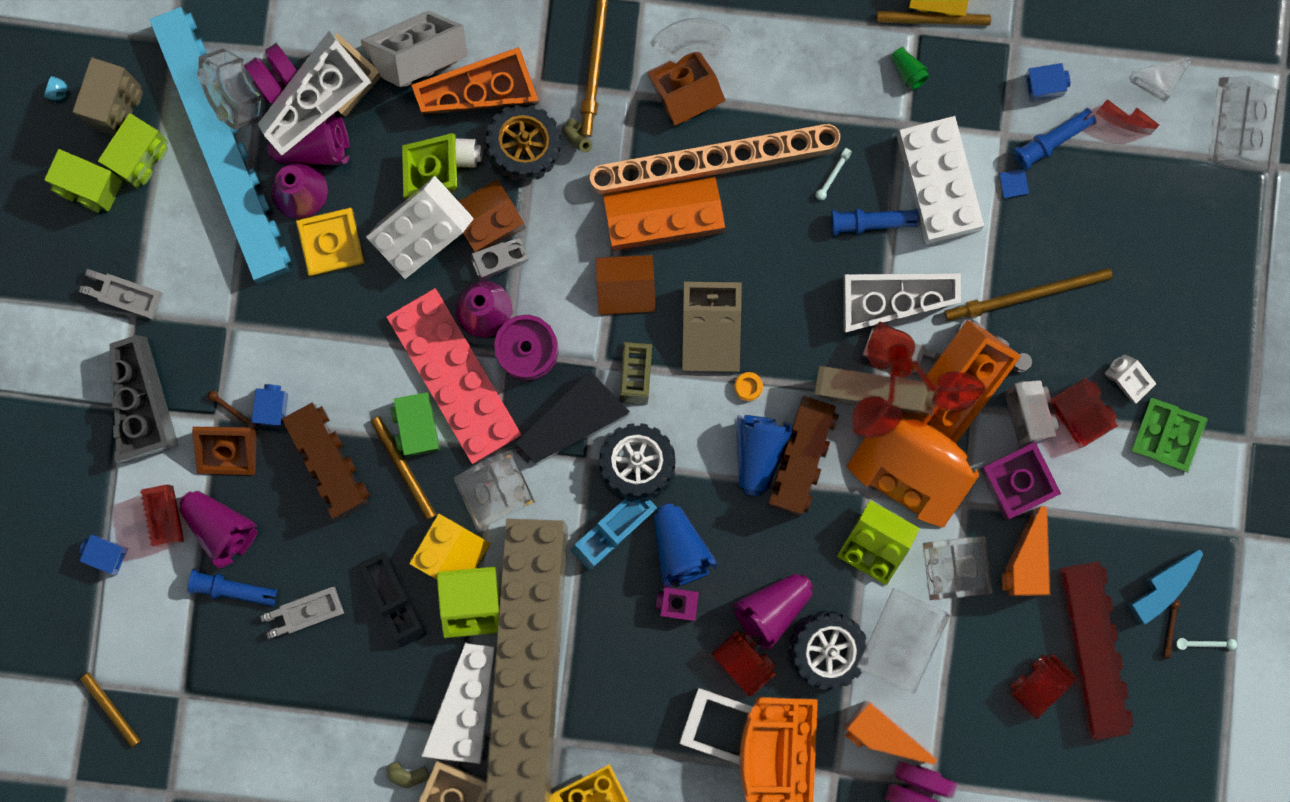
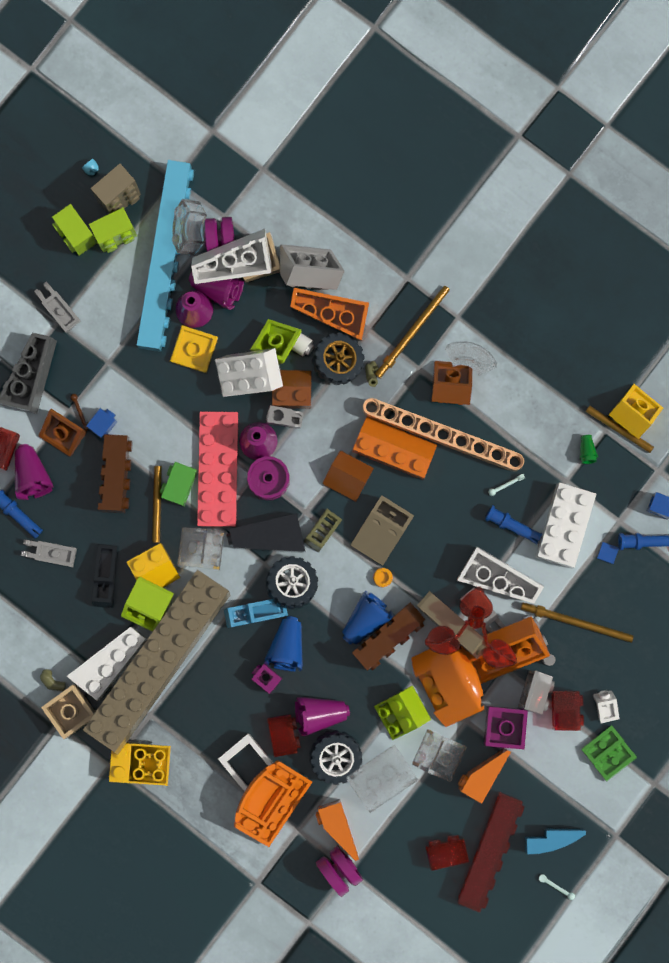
camera: 25 degrees right, 0 degrees up
(1175, 605) = (532, 876): reddish brown hinge -> none

